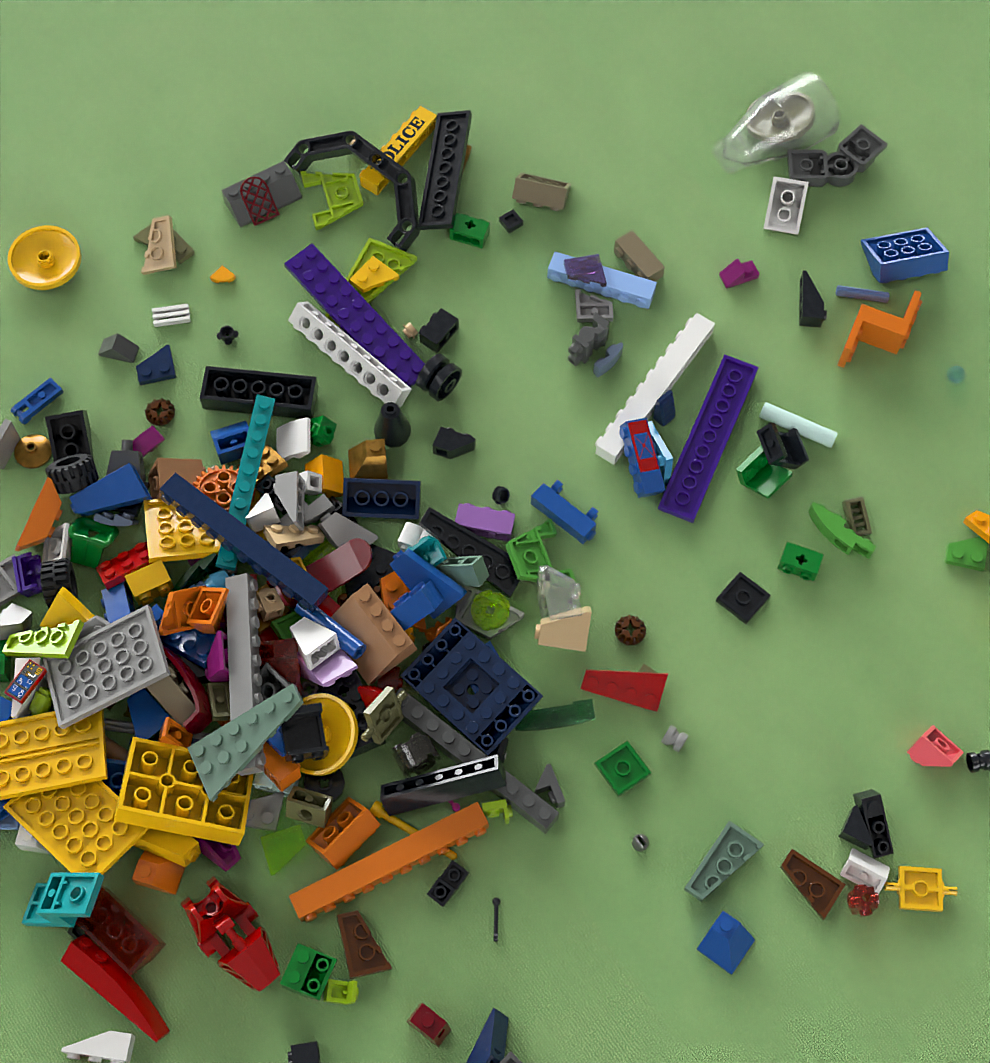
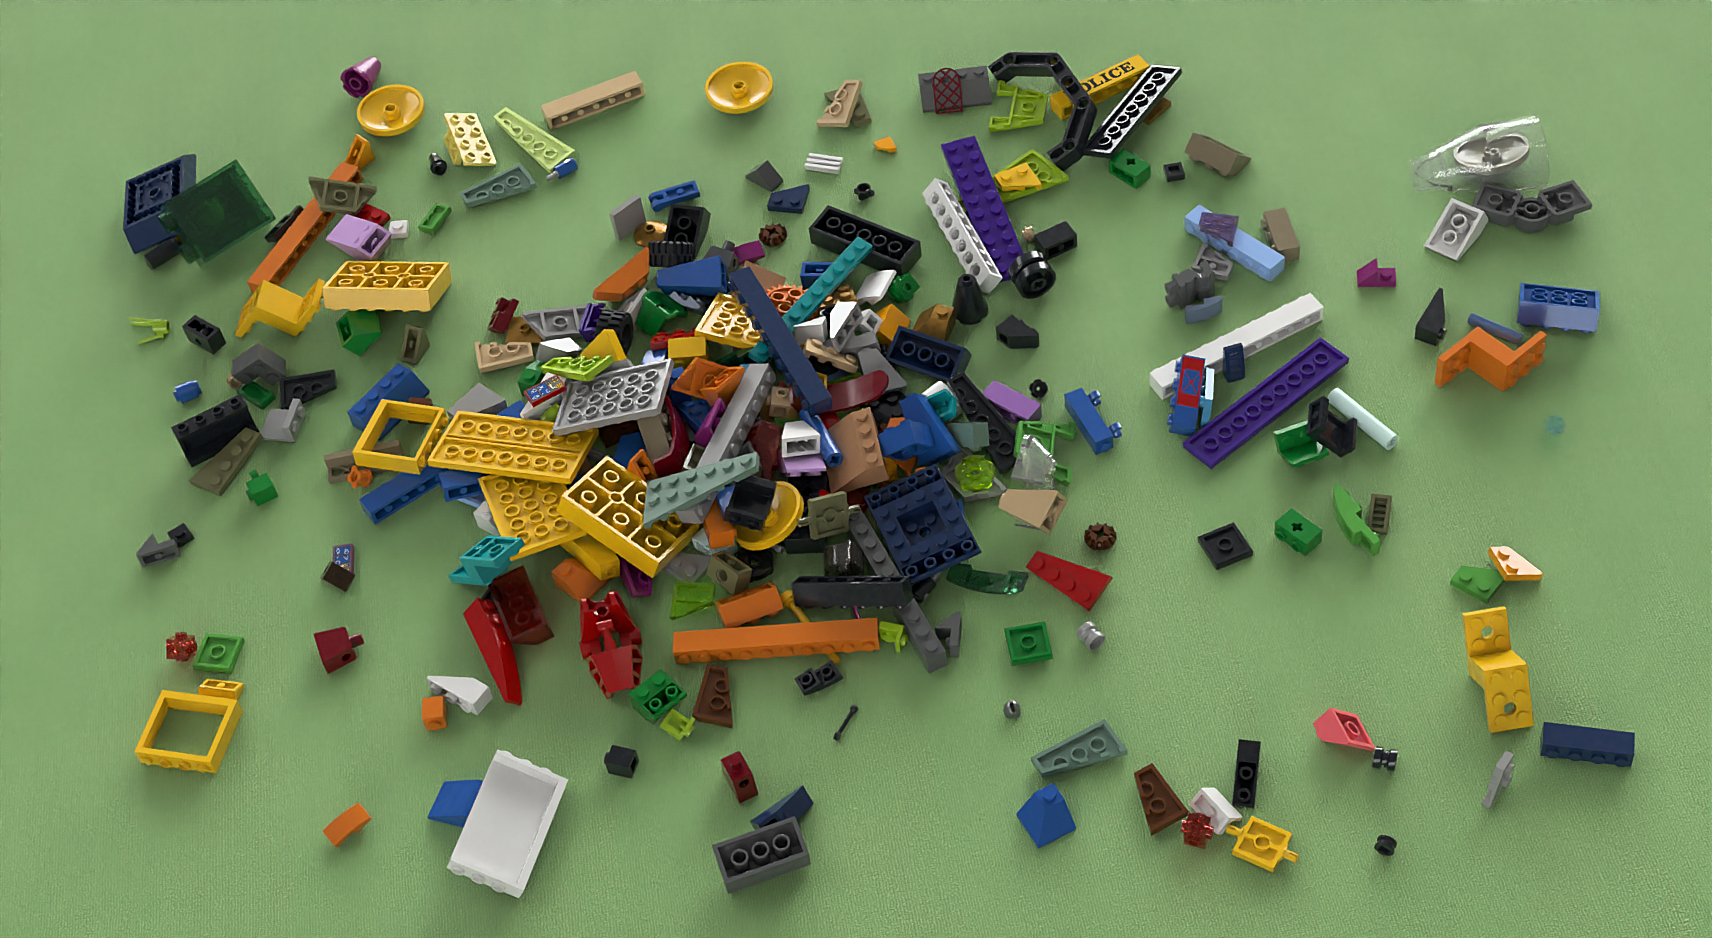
camera: 35 degrees right, 15 degrees down
(855, 830) = (1222, 770): black slope -> none

